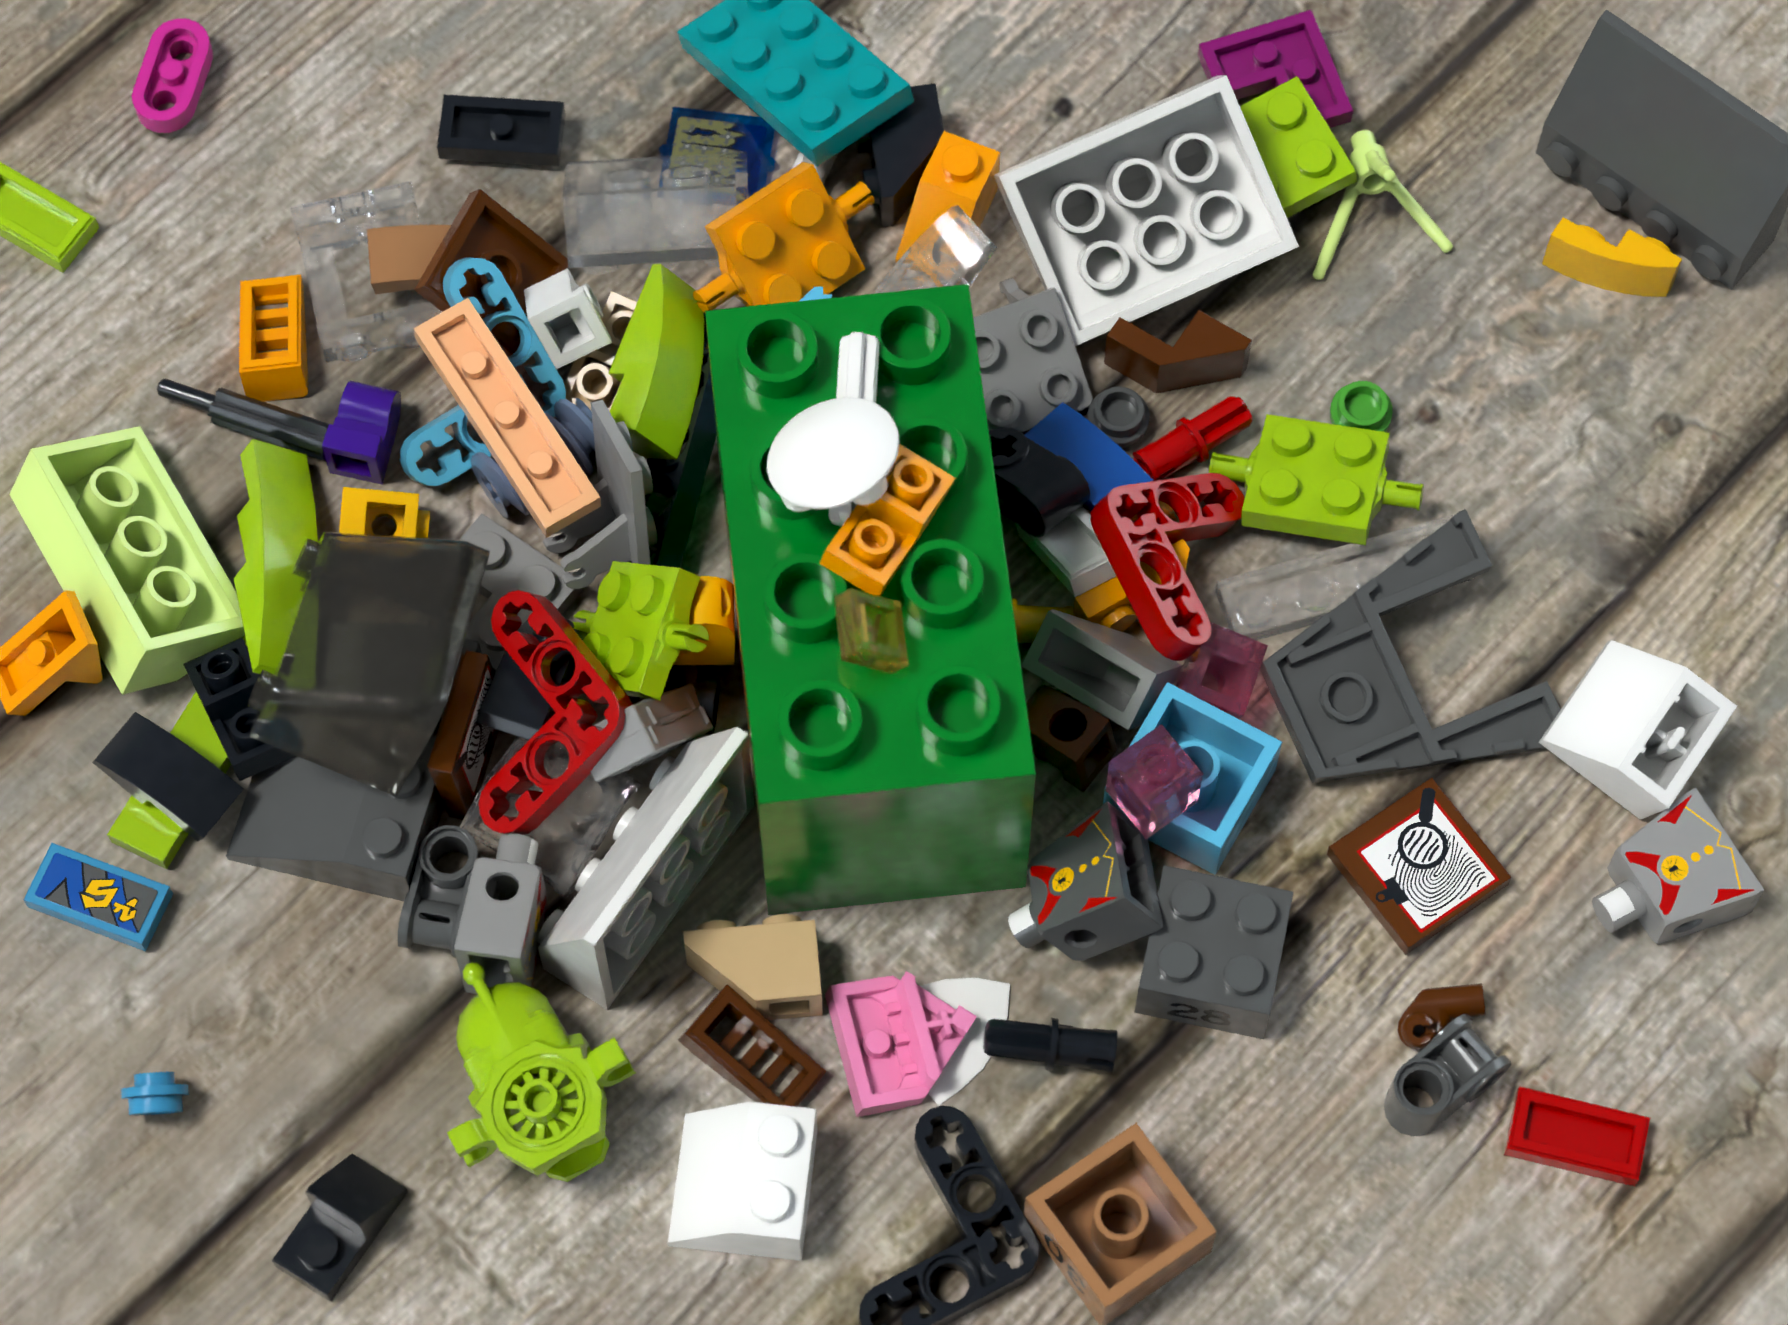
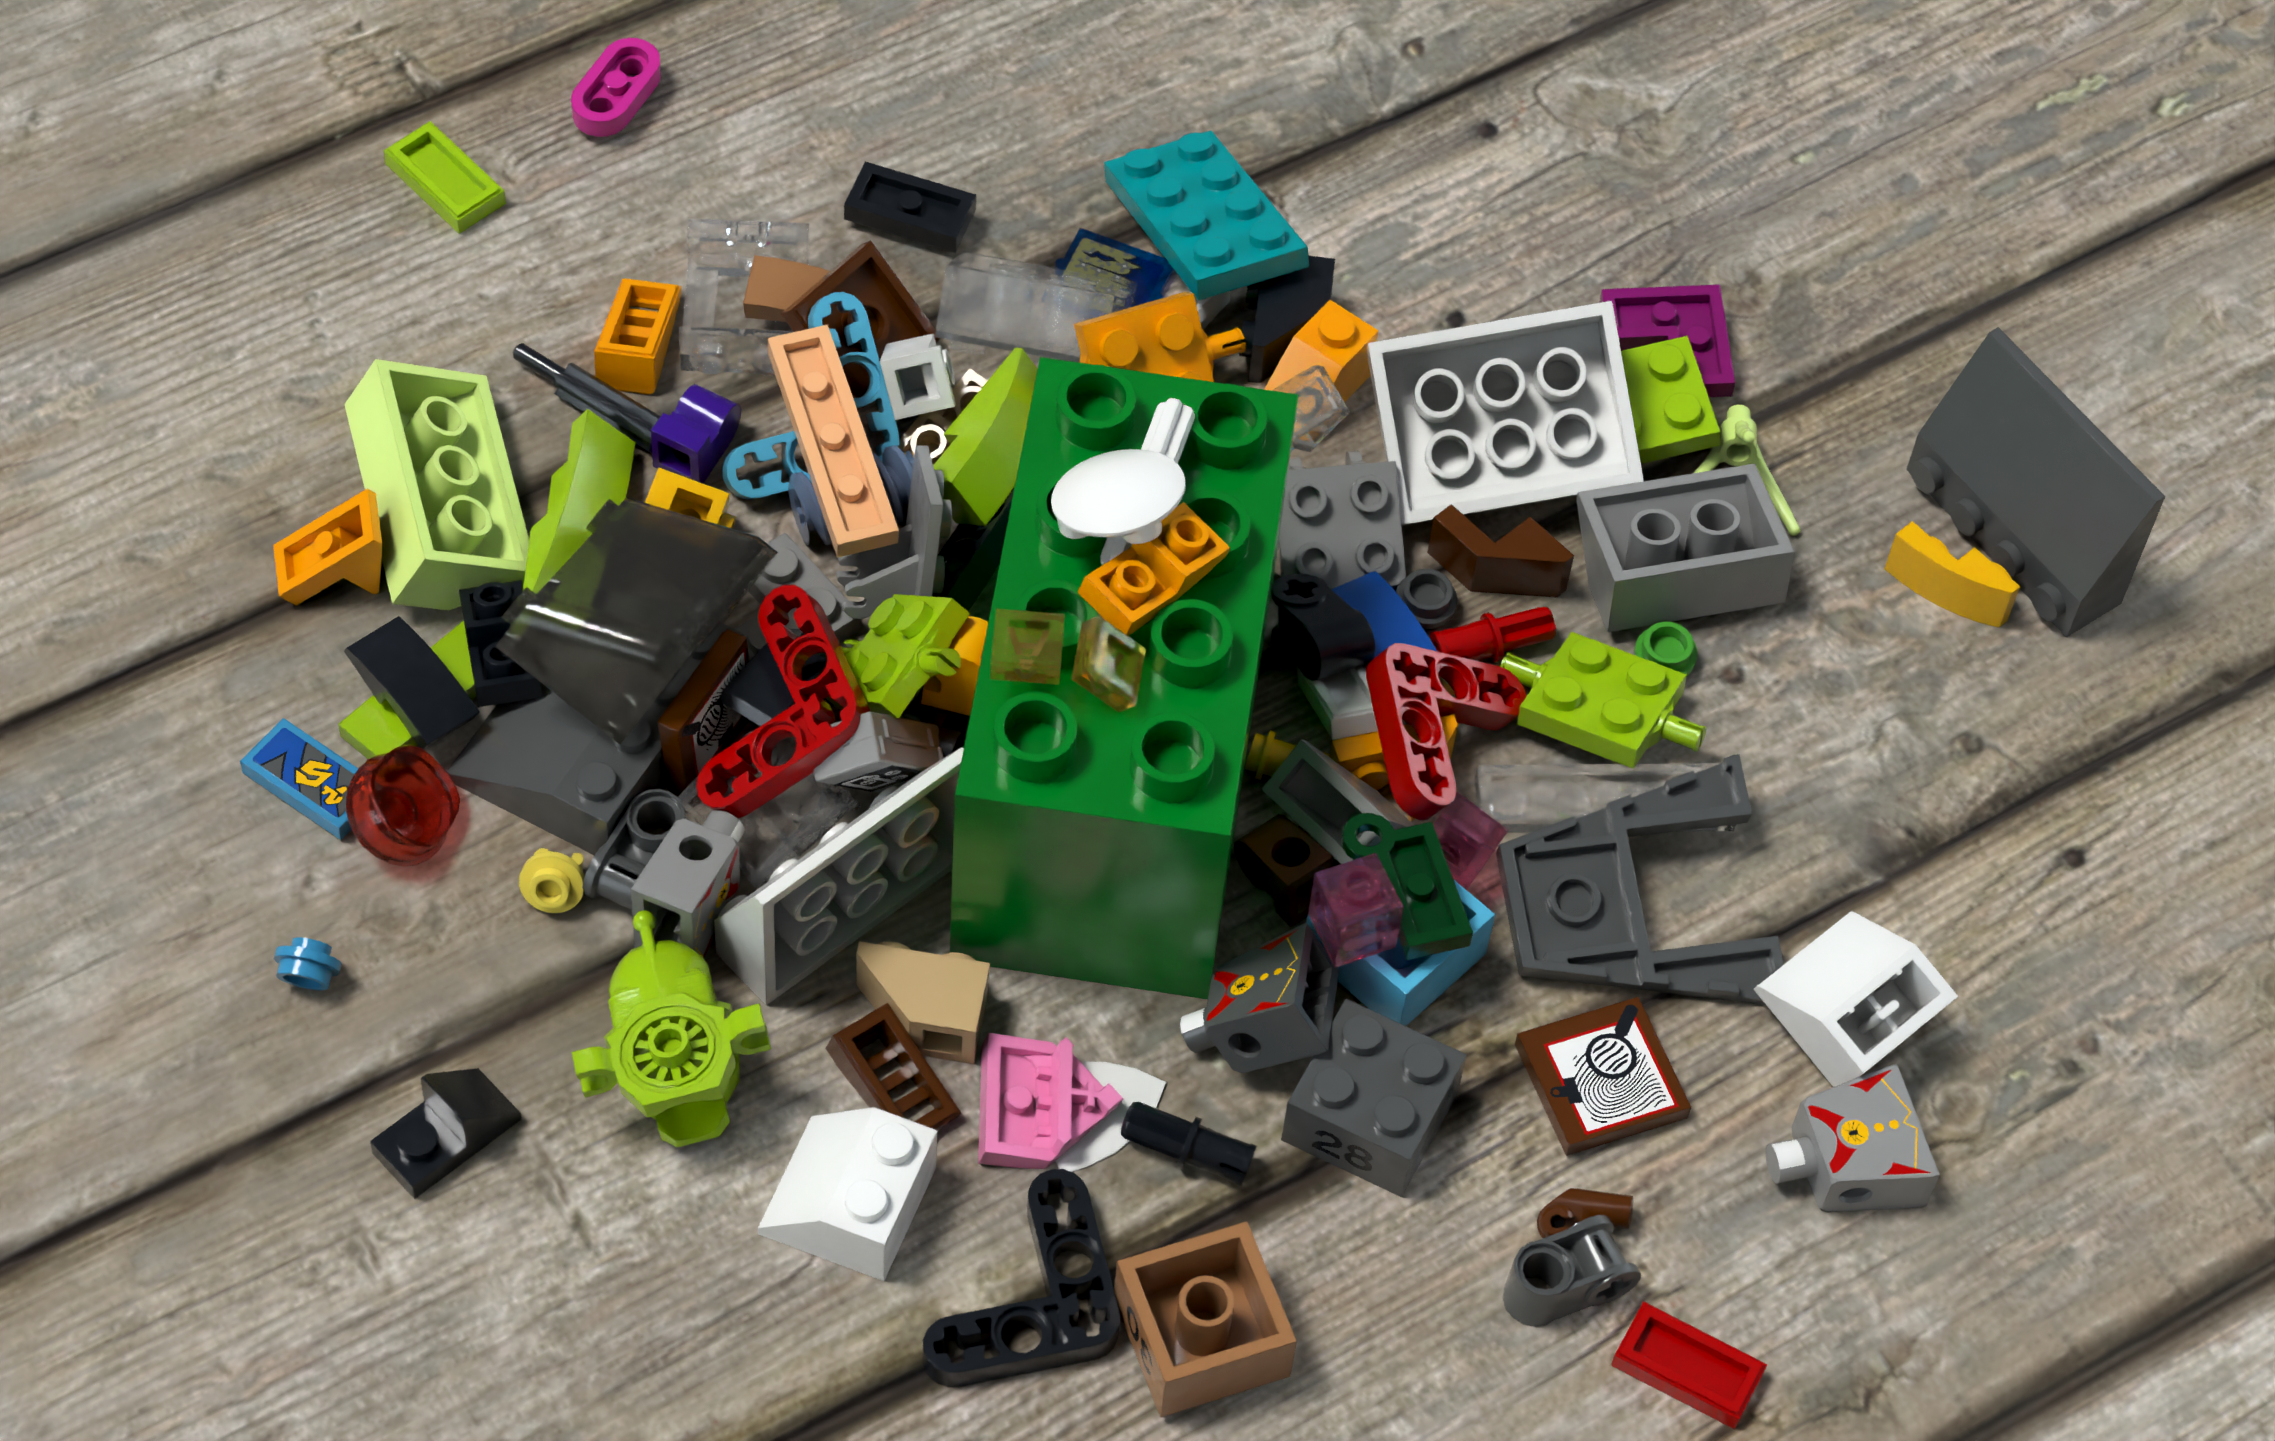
camera: 10 degrees right, 10 degrees down
(197, 906) = (402, 806): none -> clear red hat
(366, 942) = (552, 881): none -> light yellow plate
(789, 636) = (1027, 646): none -> clear yellow tile
(1206, 733) = (1419, 872): none -> dark green hinge
(1352, 300) = (1683, 547): none -> light grey slope

